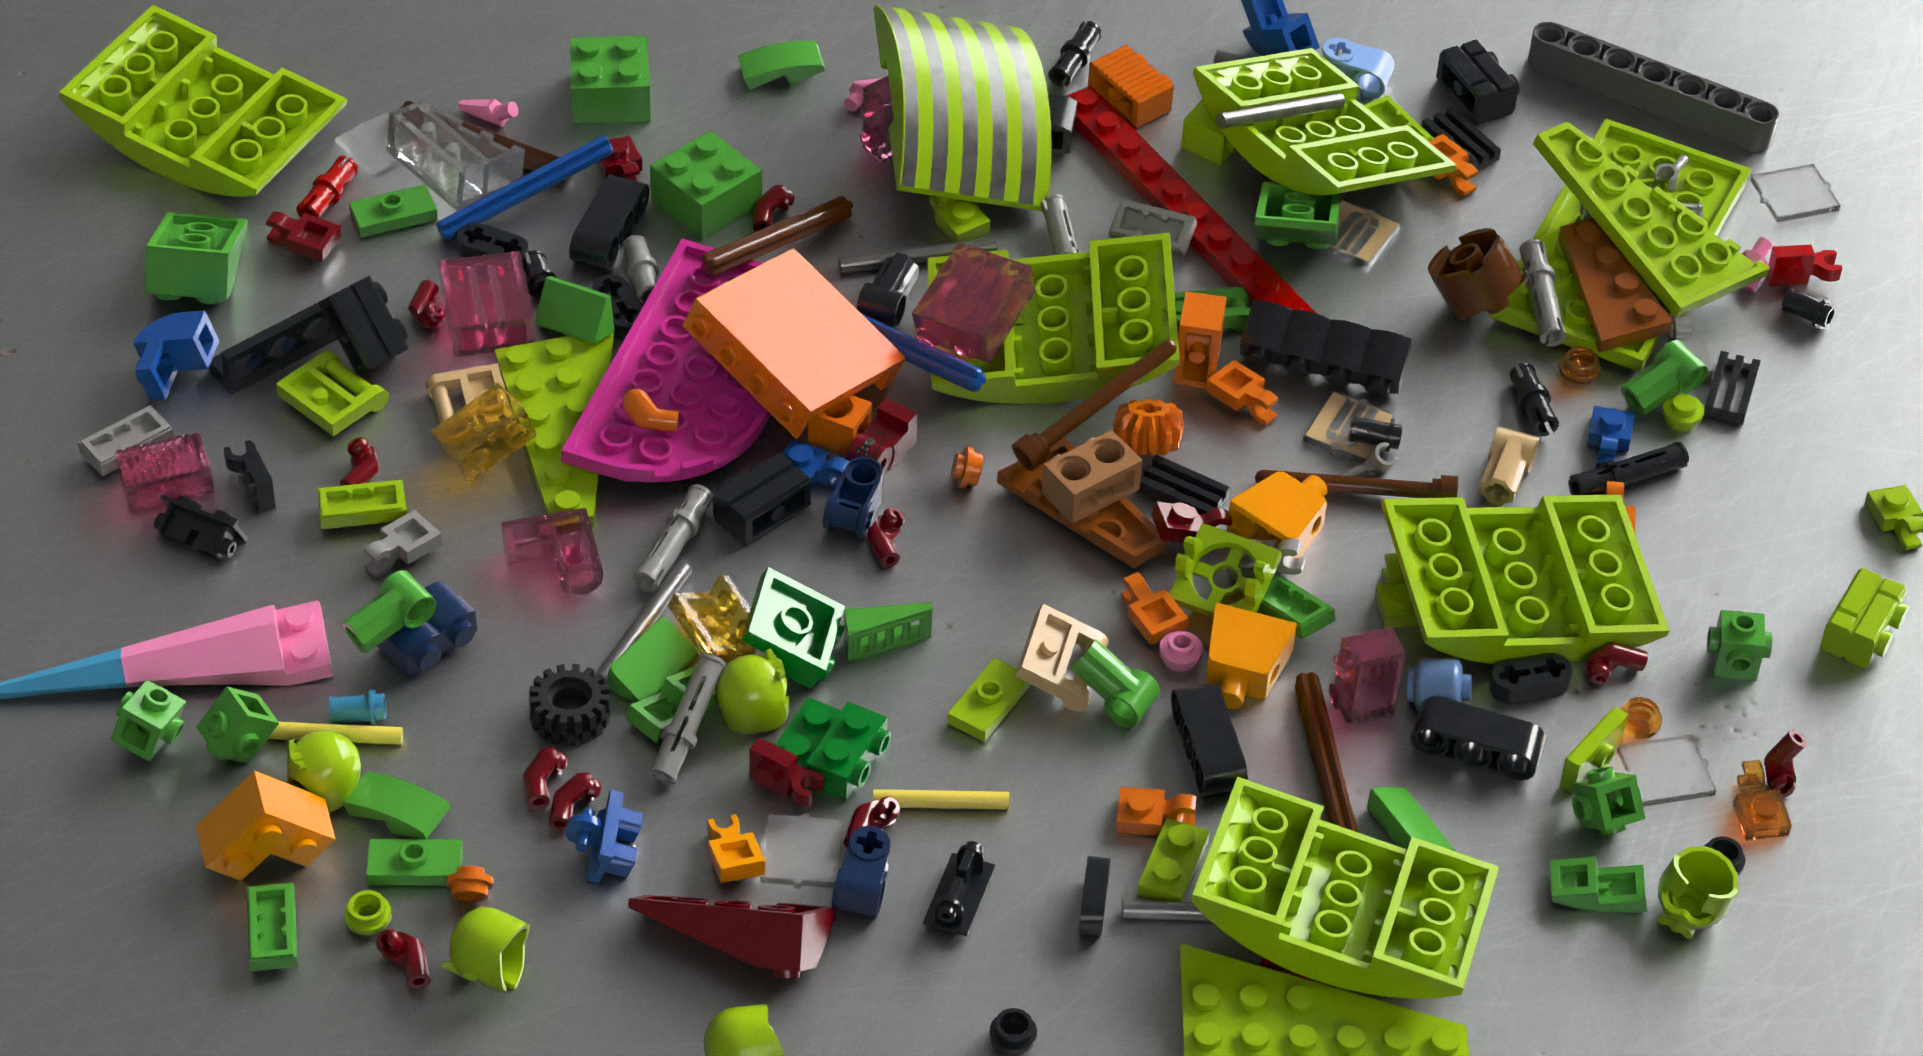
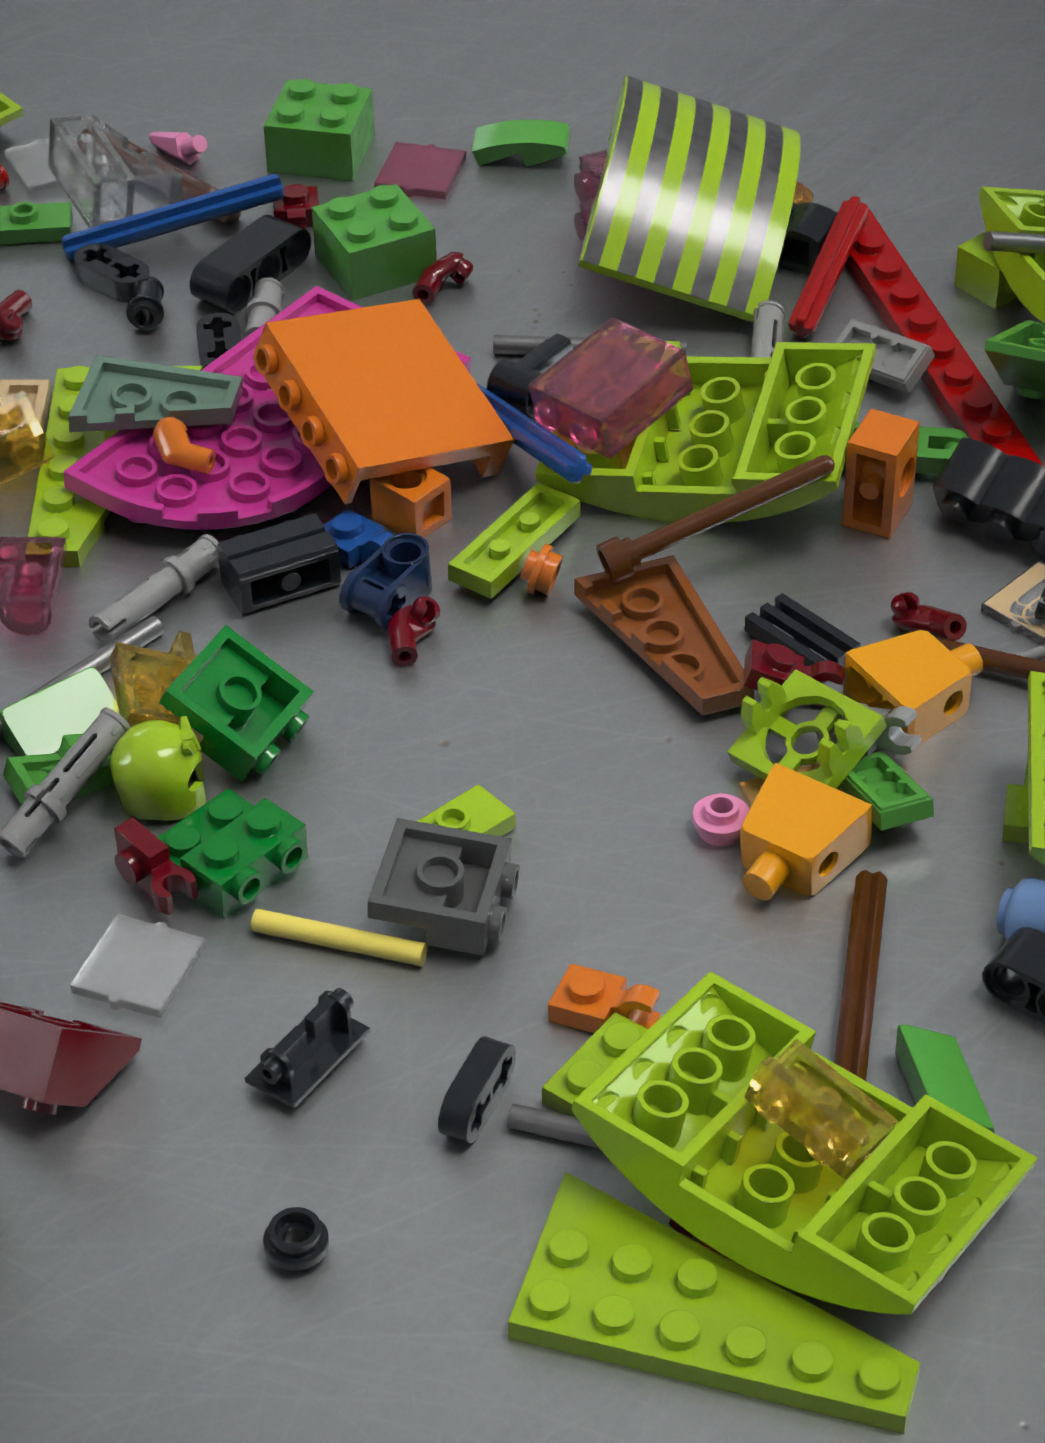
camera: 20 degrees right, 5 degrees down
(486, 303) = (69, 319): clear pink brick -> none
(575, 310) = (162, 338): bright green slope -> none
(607, 370) = (140, 394): none -> sand green wing
(704, 103) = (422, 169): none -> clear pink piece
(732, 853) = (48, 950): light orange plate -> none
(776, 236) = (440, 296): reddish brown axle -> none
(863, 873) = (191, 1003): dark blue piece -> none
(876, 813) = (235, 943): dark red arm -> none
(880, 629) = (329, 735): bright green slope -> none
(887, 435) = (455, 522): dark red leg -> none
(934, 444) = (505, 545): none -> lime plate
(959, 219) = (657, 315): lime plate -> none
(1009, 744) = (445, 884): none -> dark grey plate
(1049, 652) = (546, 785): tan plate -> none
(1075, 54) = (863, 174): black pin -> none
(1084, 151) = (828, 267): none -> red axle
(1091, 476) = (679, 597): medium nougat brick -> none
(1125, 691) = (621, 850): bright green piece -> none
(1131, 85) = (915, 212): orange brick -> none
(1149, 426) = (781, 559): orange gear -> none
(1152, 612) = (702, 766): orange plate -> none
(1208, 738) = (710, 921): black beam -> none
(1239, 387) = (921, 536): orange plate -> none
(1268, 456) = (914, 617): none -> dark red arm
(1352, 864) = (819, 1108): none -> clear yellow bracket
(1367, 674) = (945, 883): clear pink brick -> none

